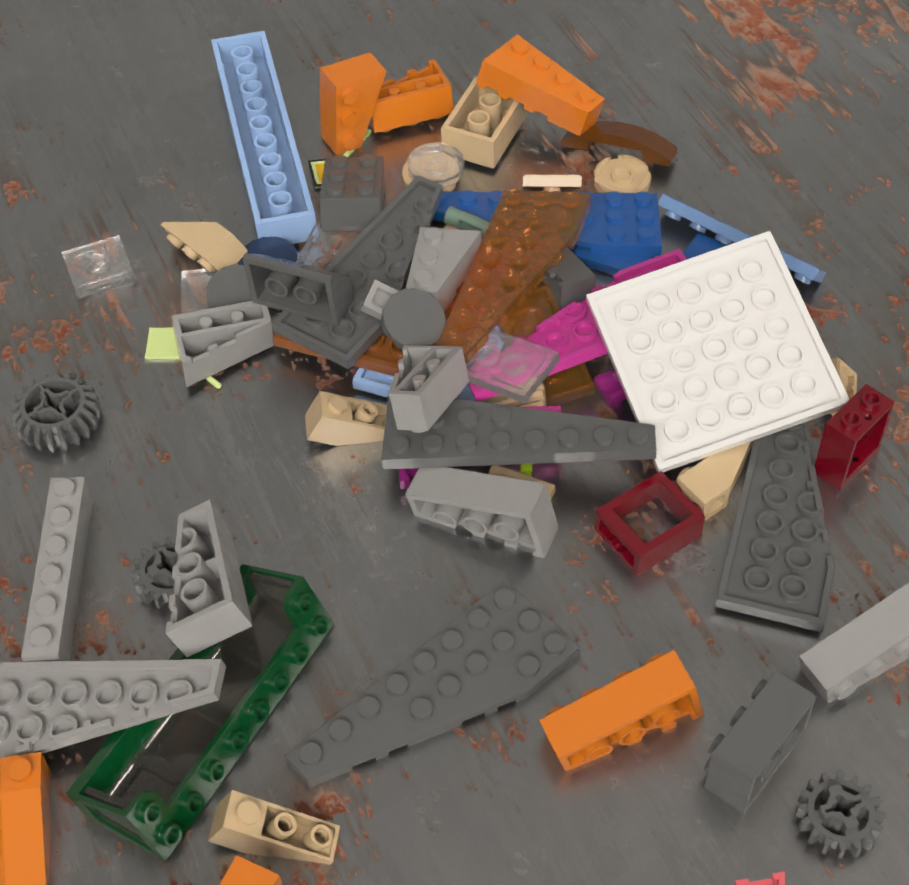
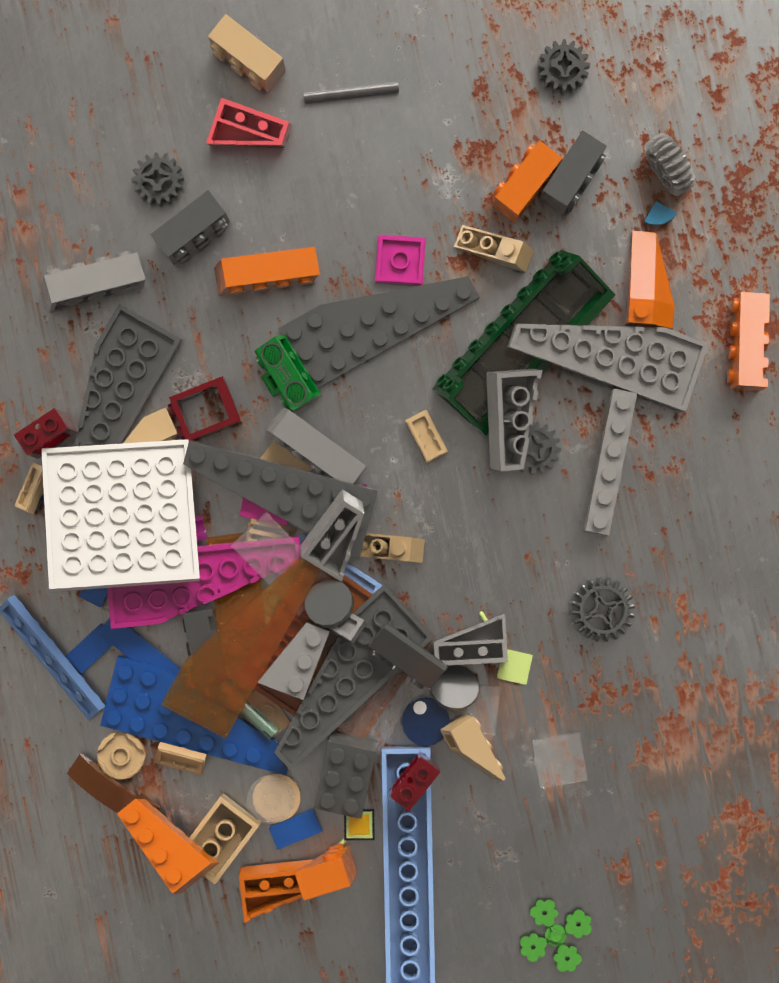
camera: 165 degrees left, 35 degrees up
(86, 126) = (555, 935): none -> bright green plant
(271, 145) = (409, 790): none -> dark red window
(329, 558) = (426, 436): none -> tan plate
(397, 153) = (295, 829): none -> blue tile
(421, 786) = (400, 260): none -> dark pink tile
(548, 587) = (288, 372): none -> green piece

